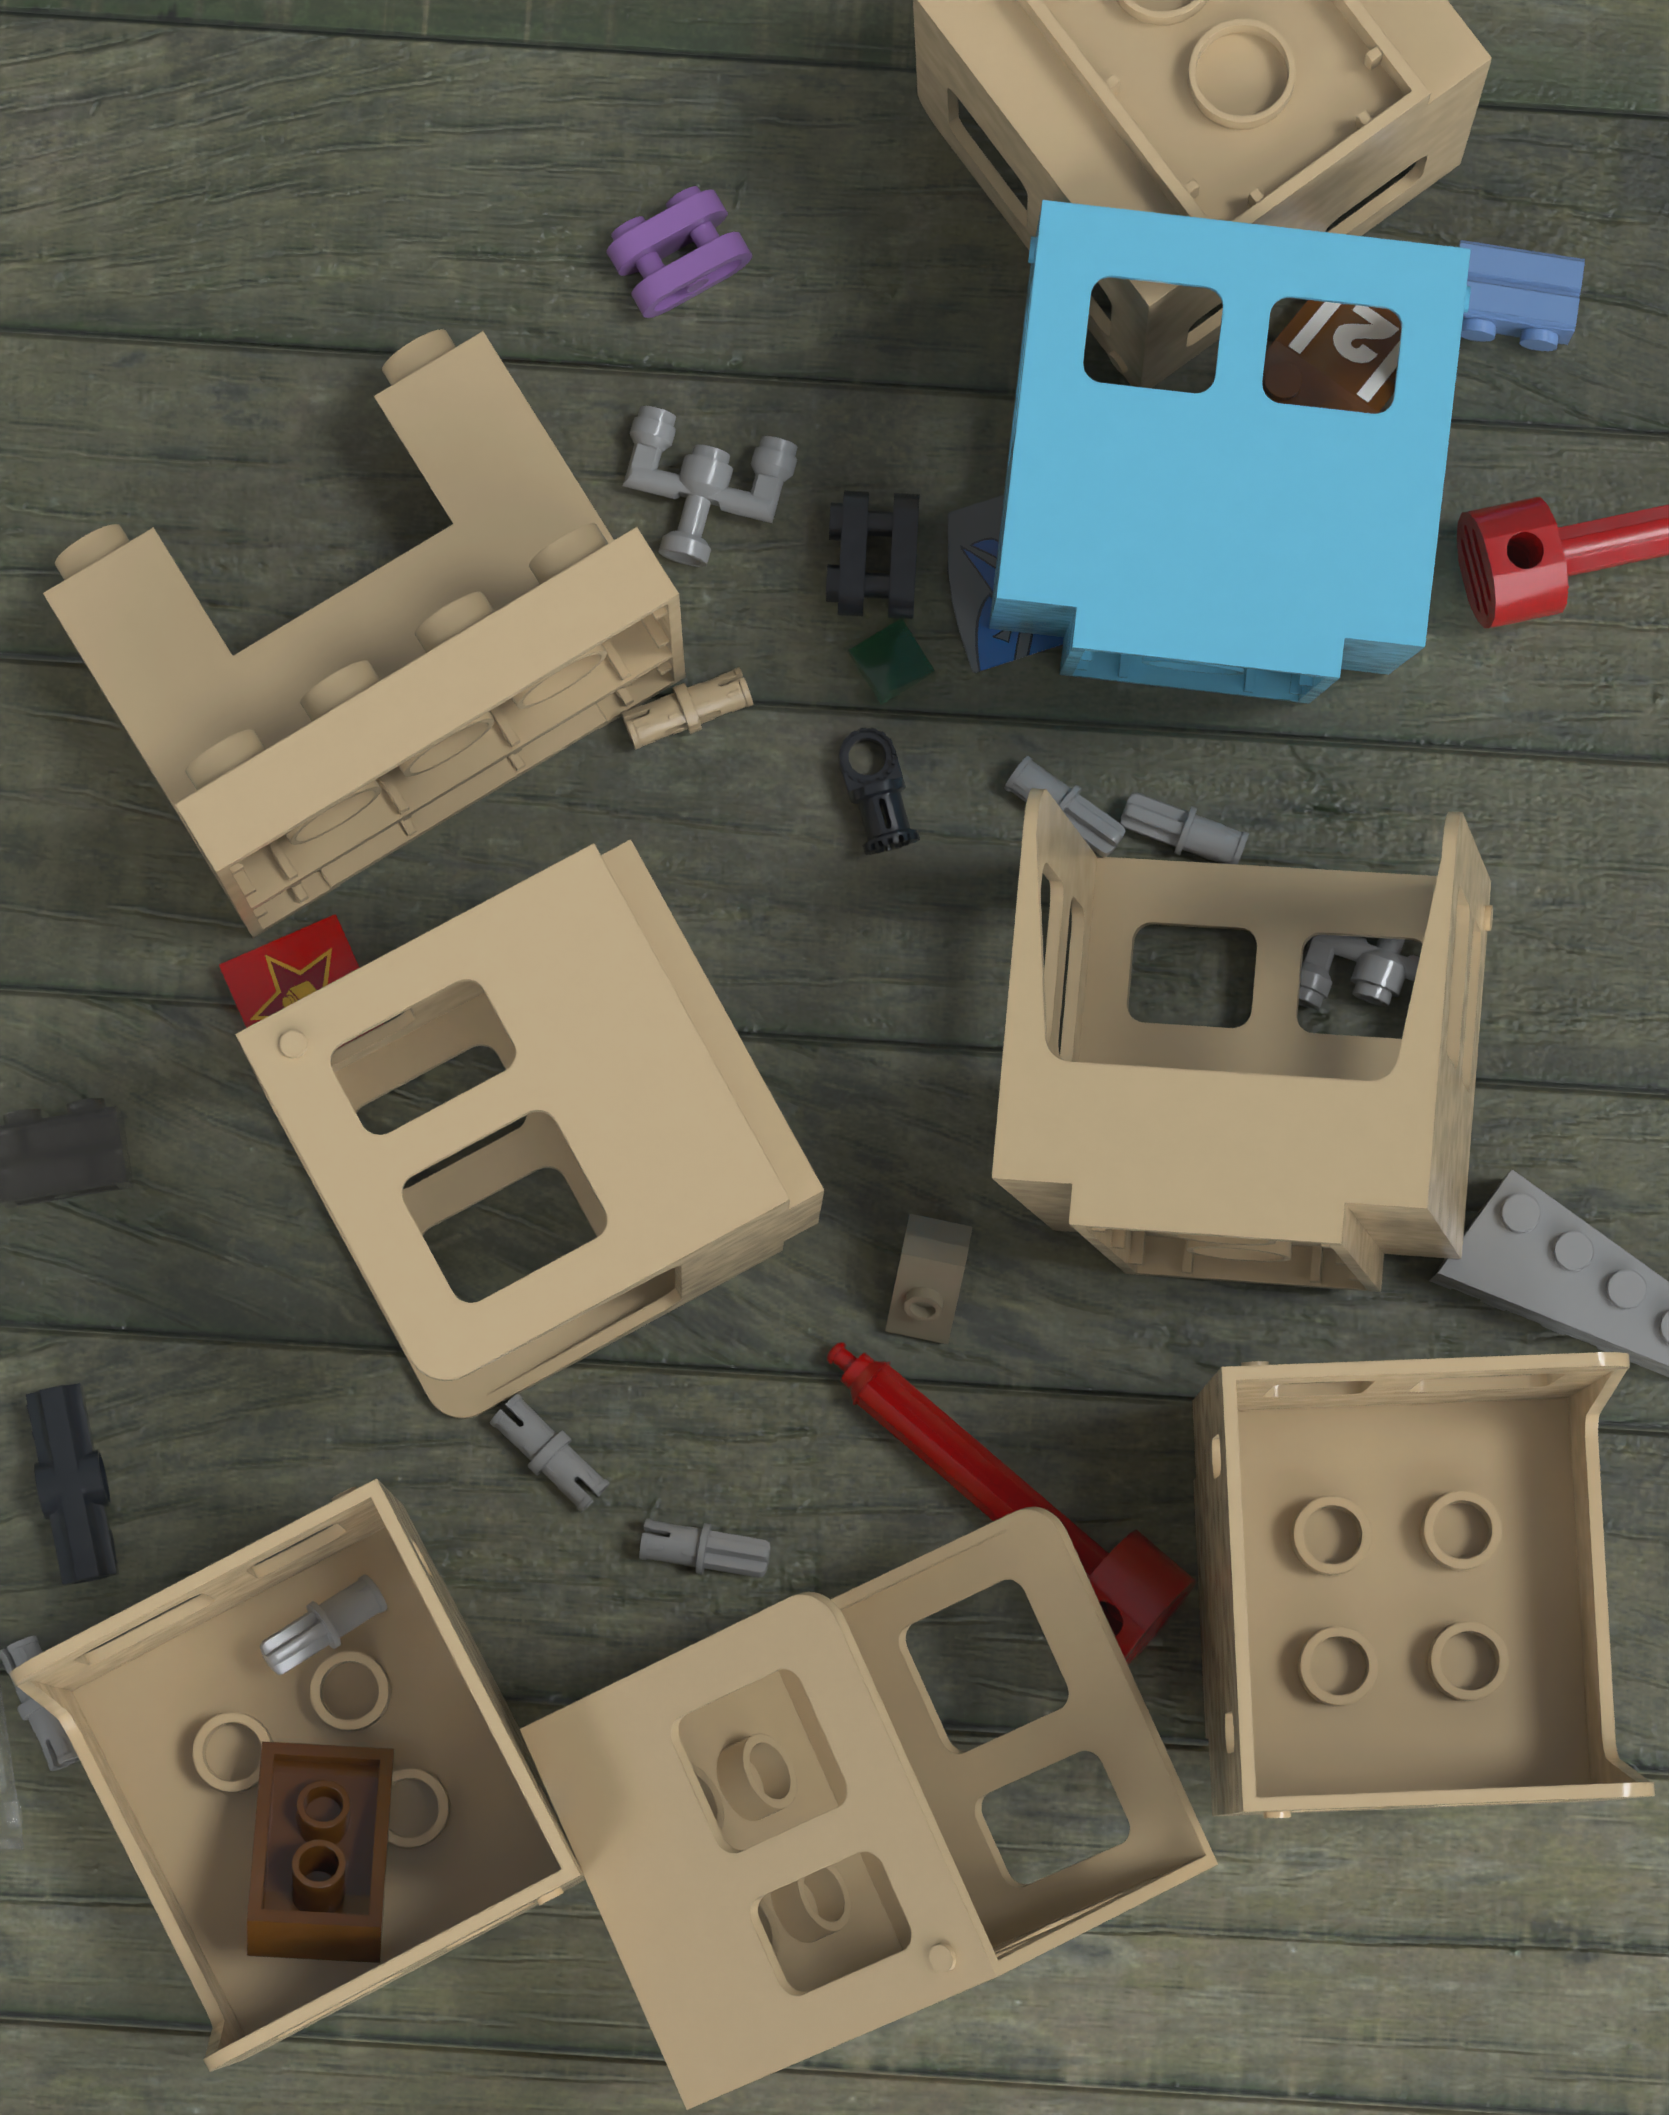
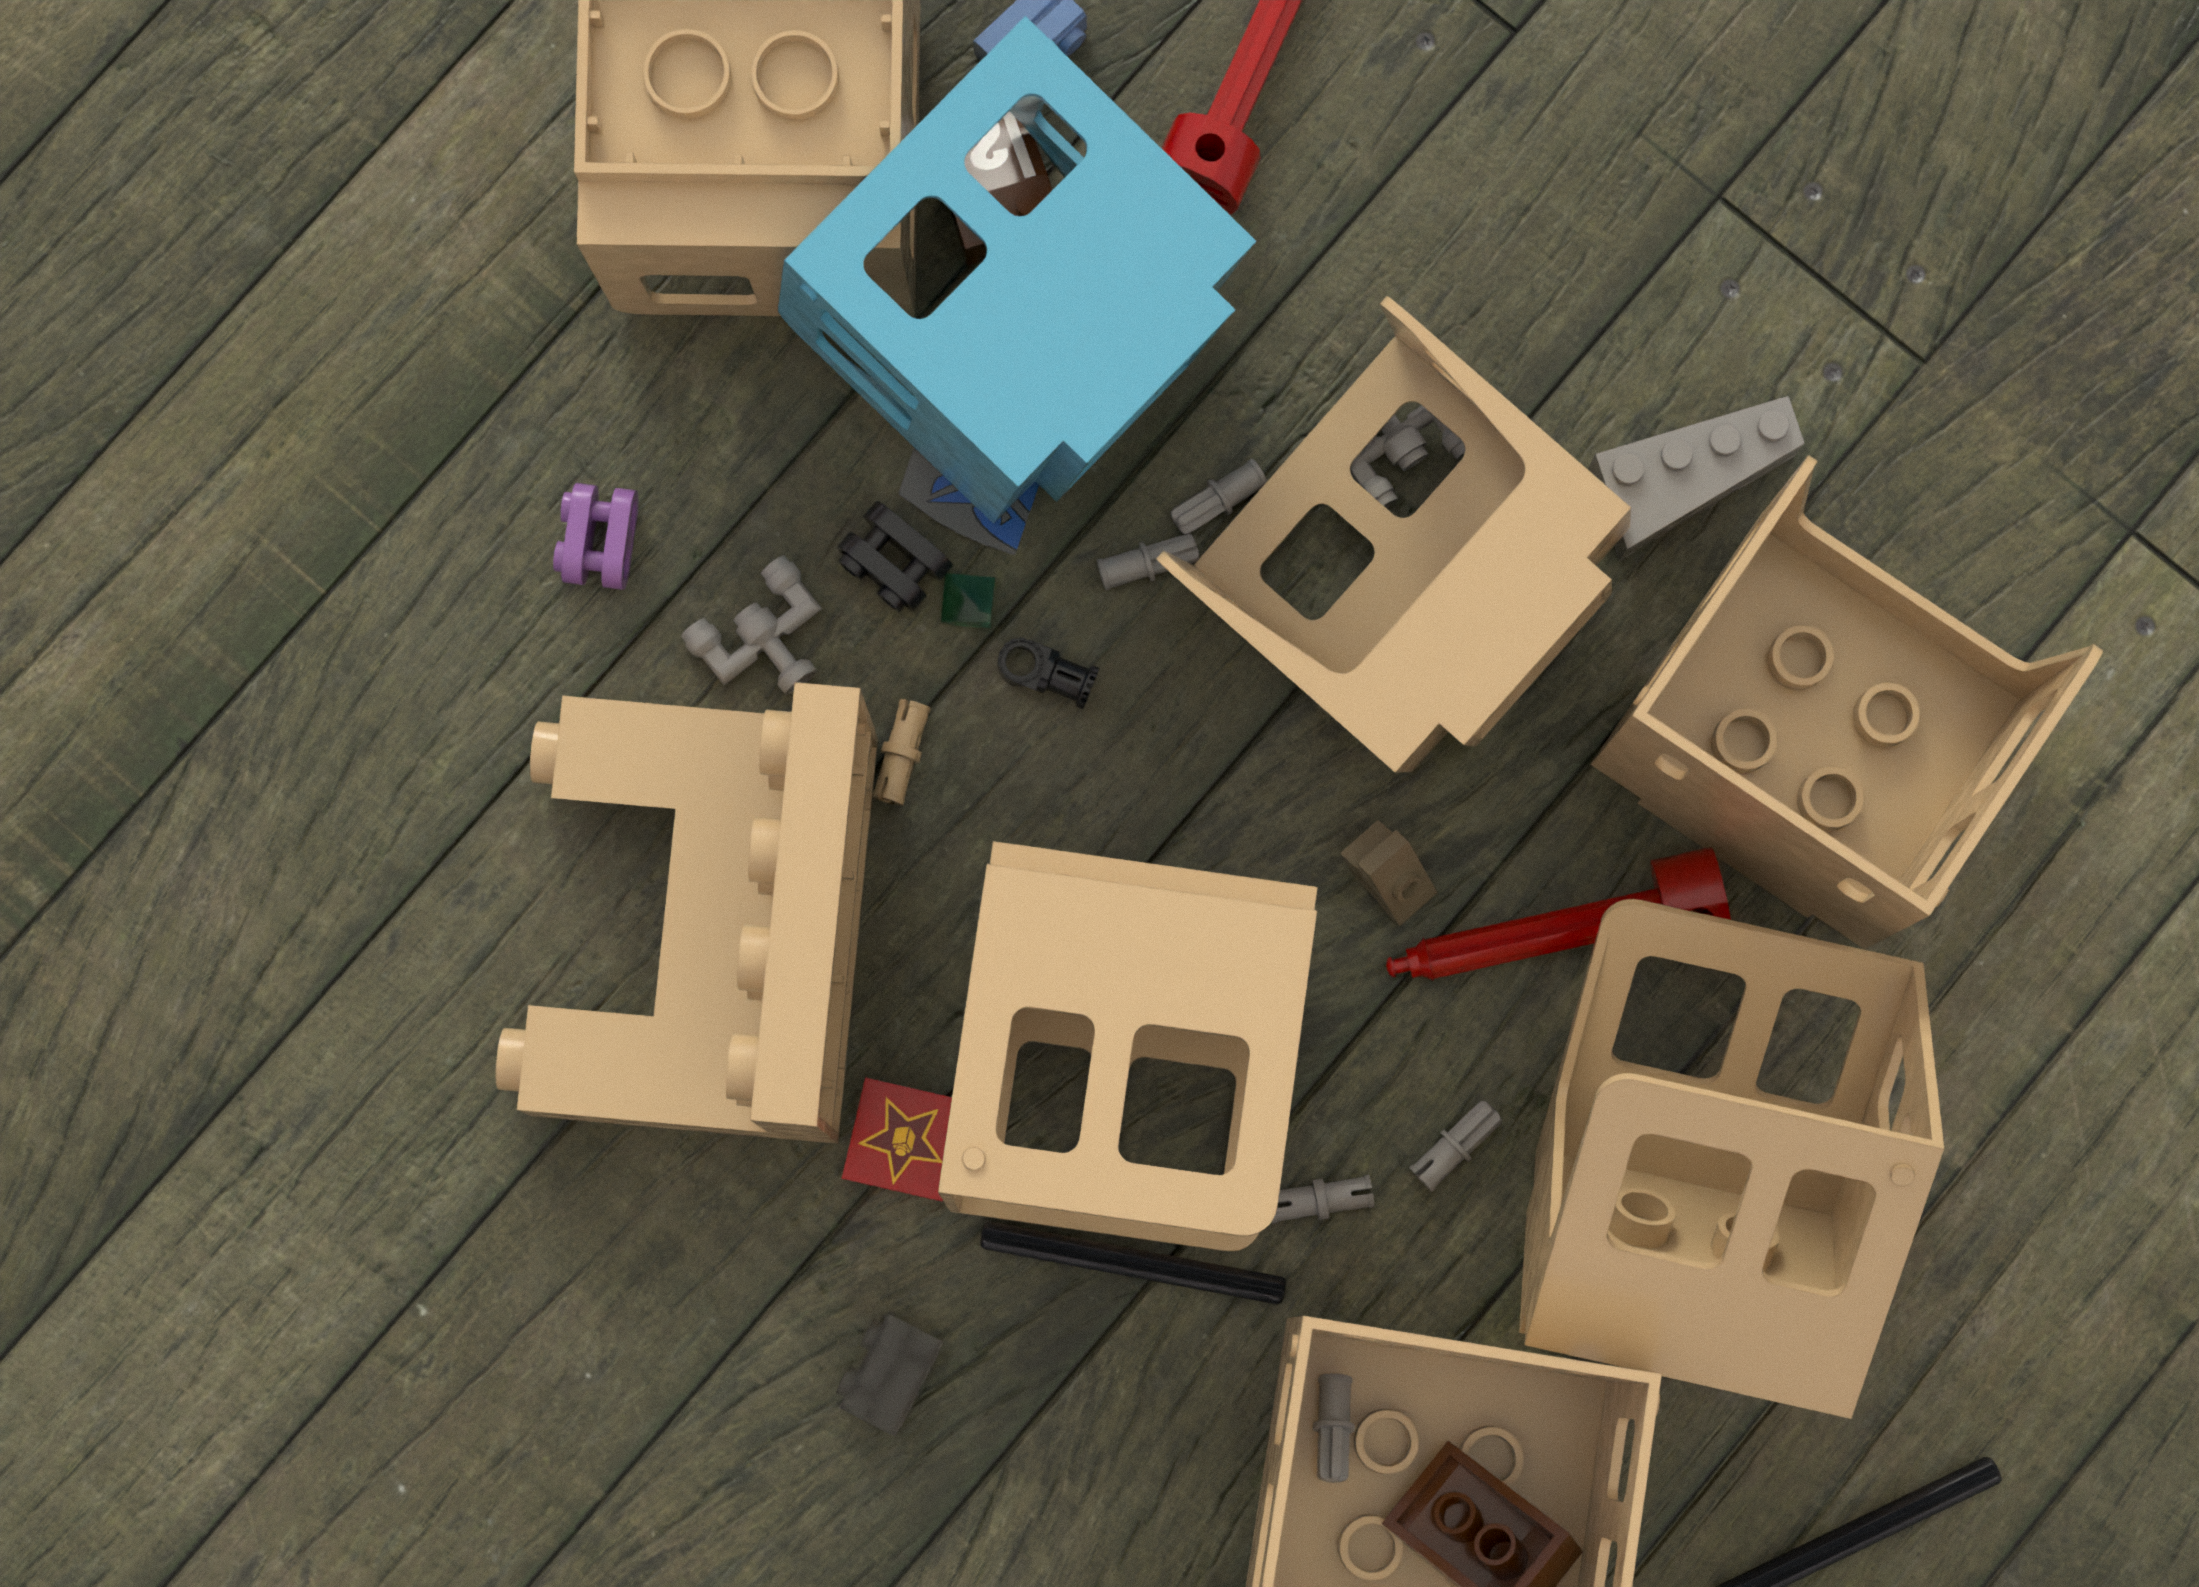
camera: 50 degrees left, 0 degrees up
(72, 1484) = (1113, 1525): black piece -> none
(348, 1314) = (1133, 1262): none -> black axle

